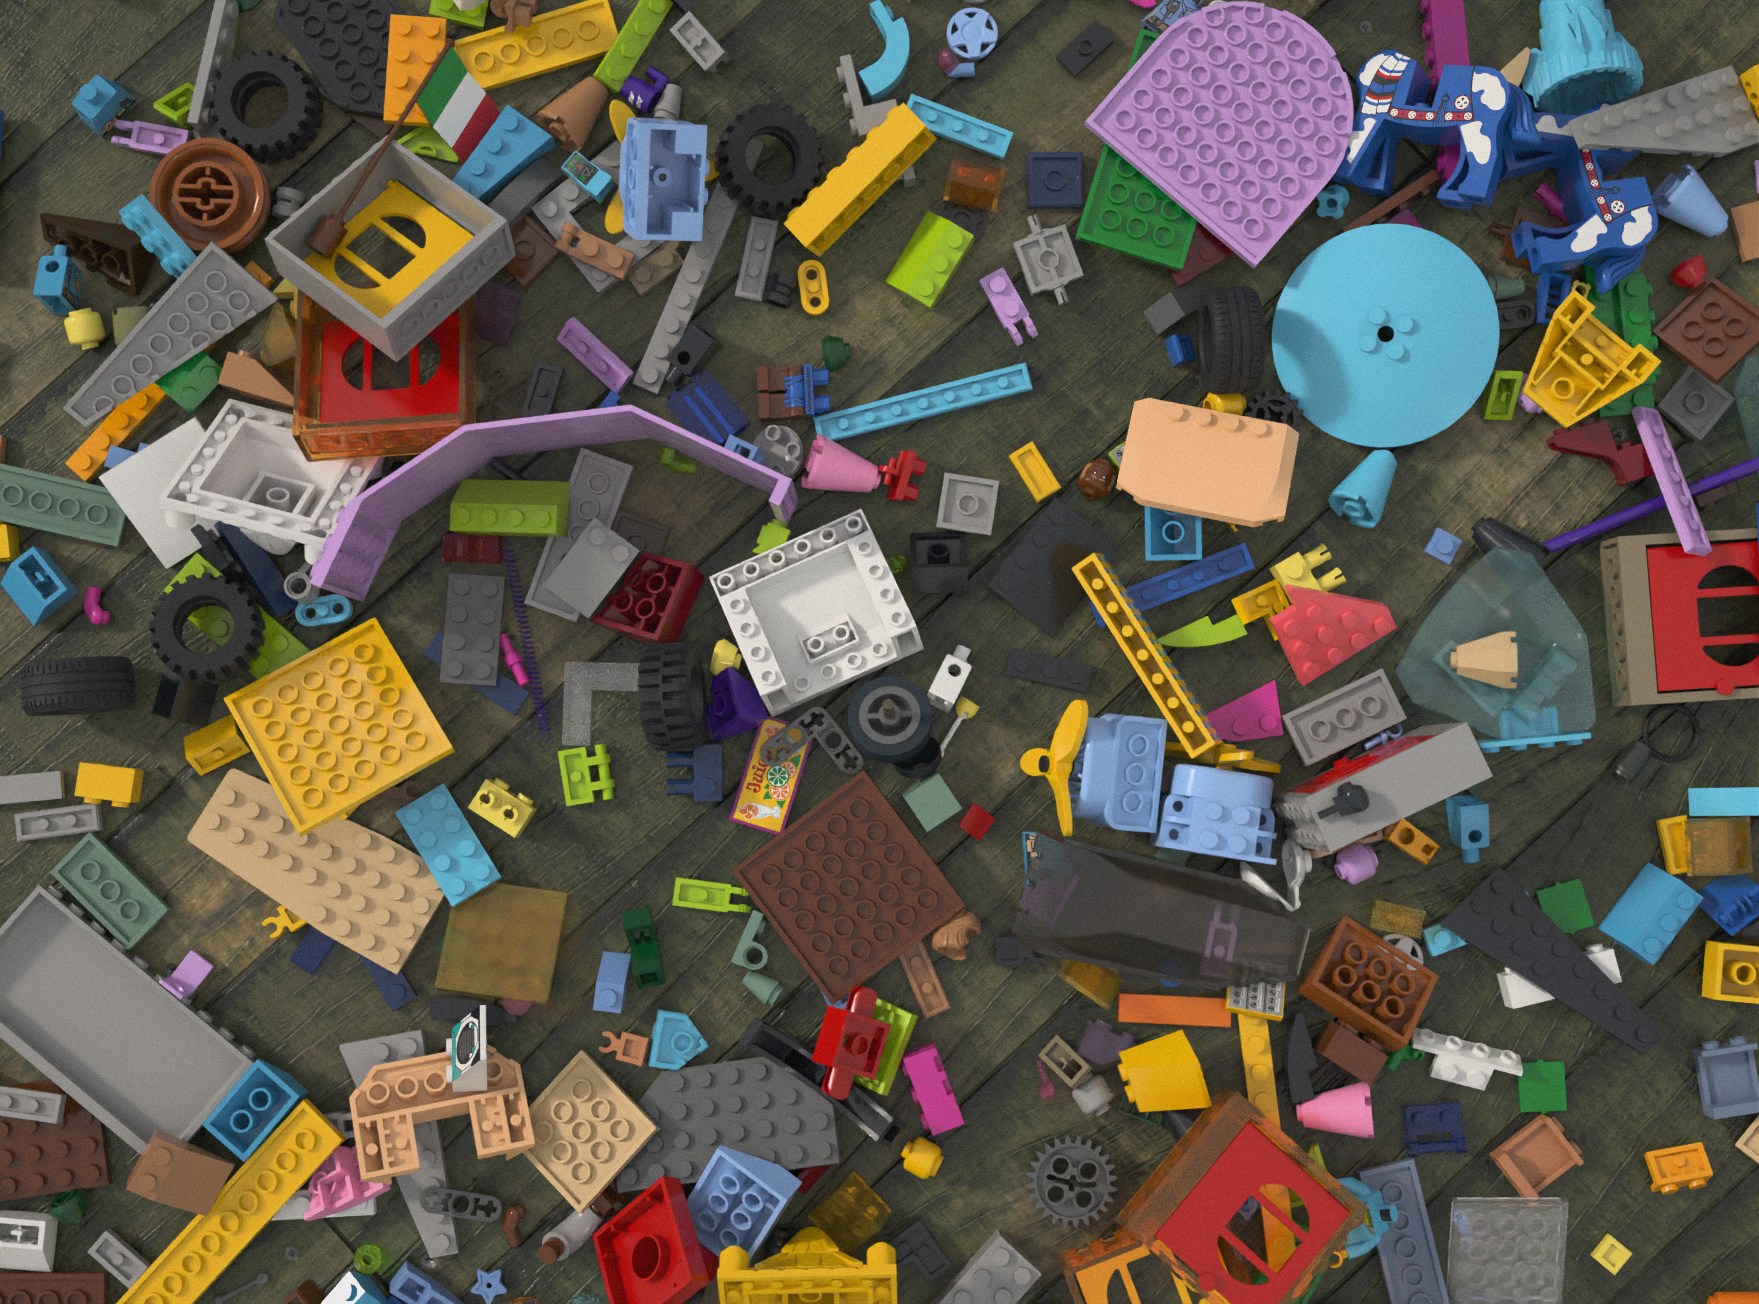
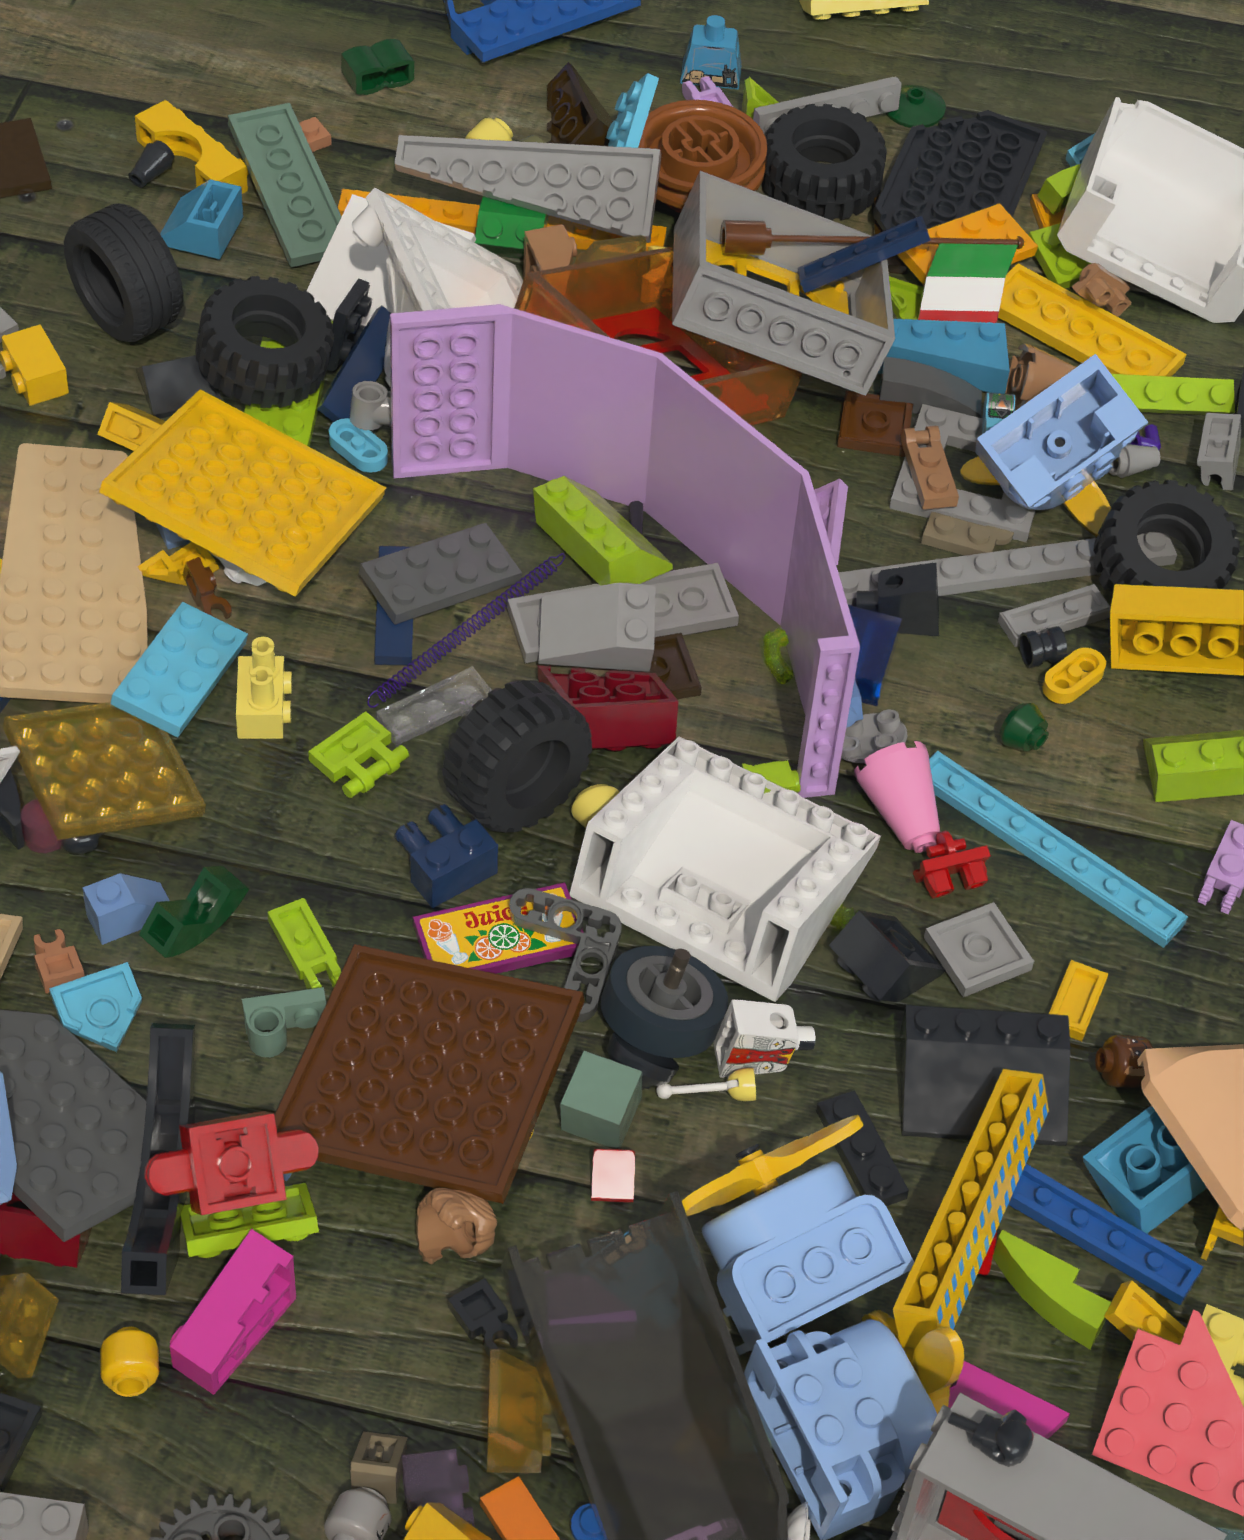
camera: 50 degrees right, 35 degrees down
(59, 282) = (518, 99): dark azure torso -> none
(92, 608) = (214, 272): dark pink arm -> none
(394, 163) = (863, 254): none -> dark blue tile
(472, 549) = (526, 534): clear red slope -> none
(495, 311) = (798, 419): slope -> none
(513, 660) = (436, 627): dark pink bar -> none
(734, 706) = (550, 848): dark purple slope -> none
(763, 987) = (232, 1065): sand green cone -> none
(790, 392) = (945, 712): hips -> none
(924, 980) = (372, 1232): medium nougat tile -> none
(1047, 1089) = (325, 1467): clear pink hand -> none

